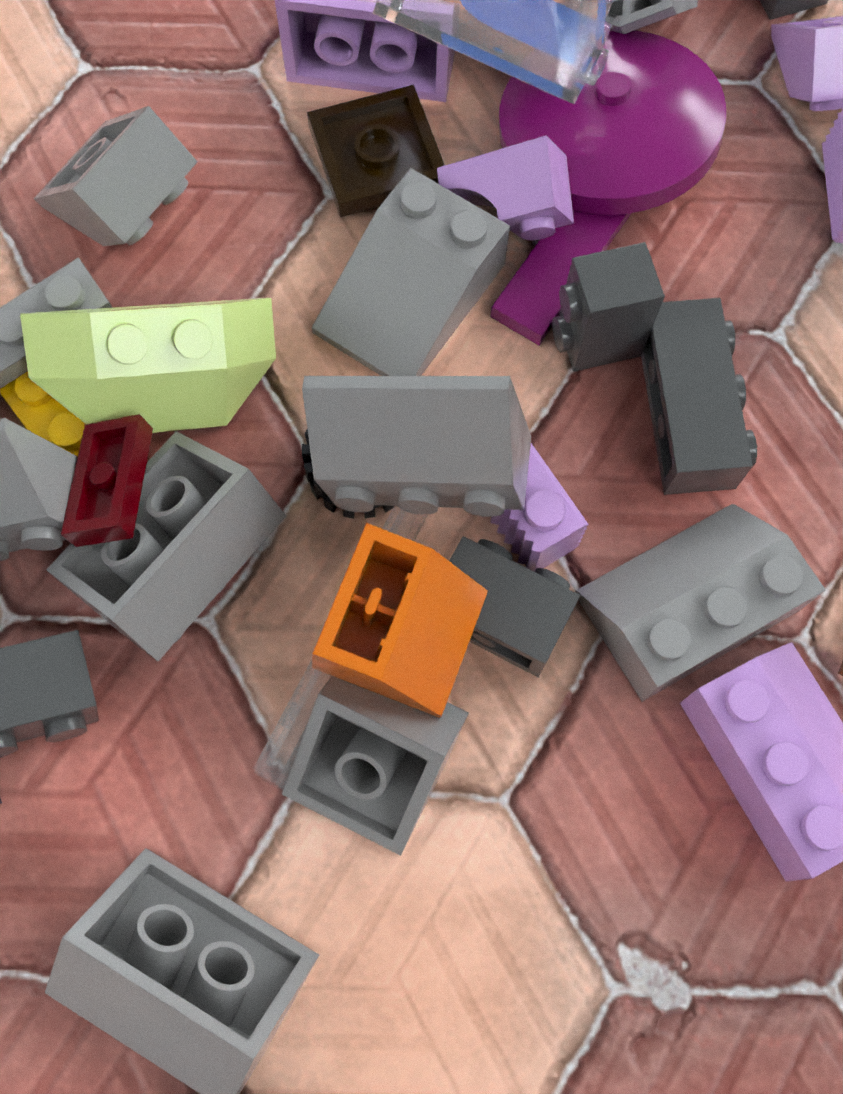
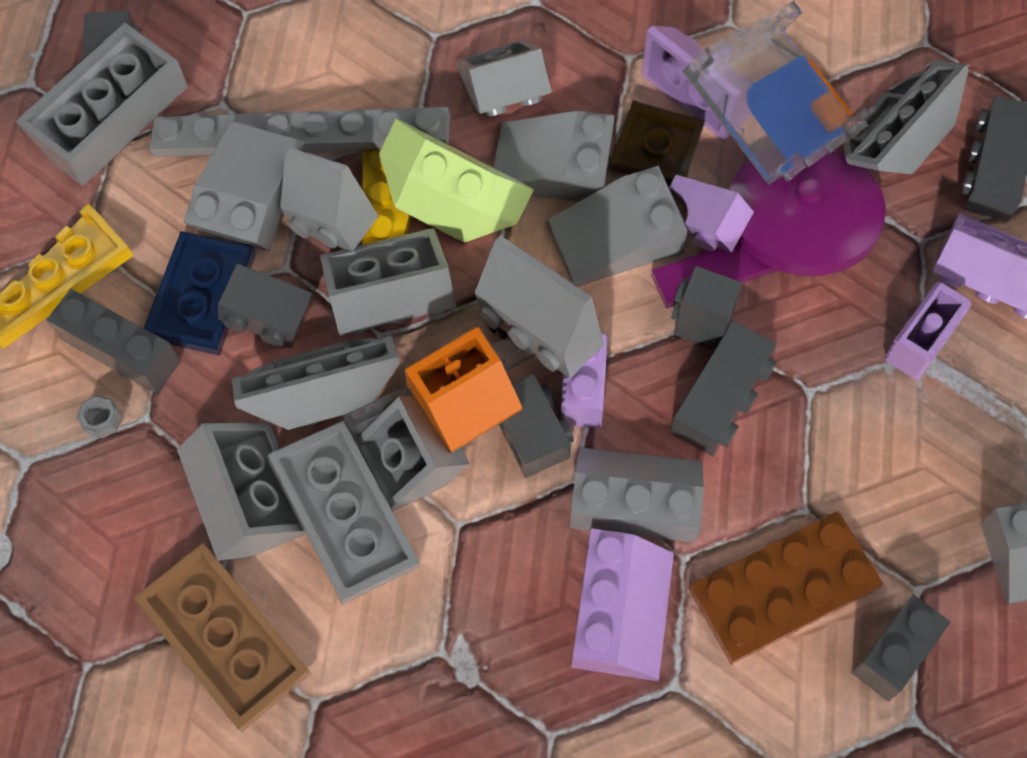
camera: 40 degrees right, 5 degrees down
(107, 481) = (379, 229): dark red plate -> none
(175, 749) = (317, 382): none -> light grey wedge
(265, 233) = (558, 153): none -> light grey slope
(348, 903) = (343, 512): none -> light grey plate

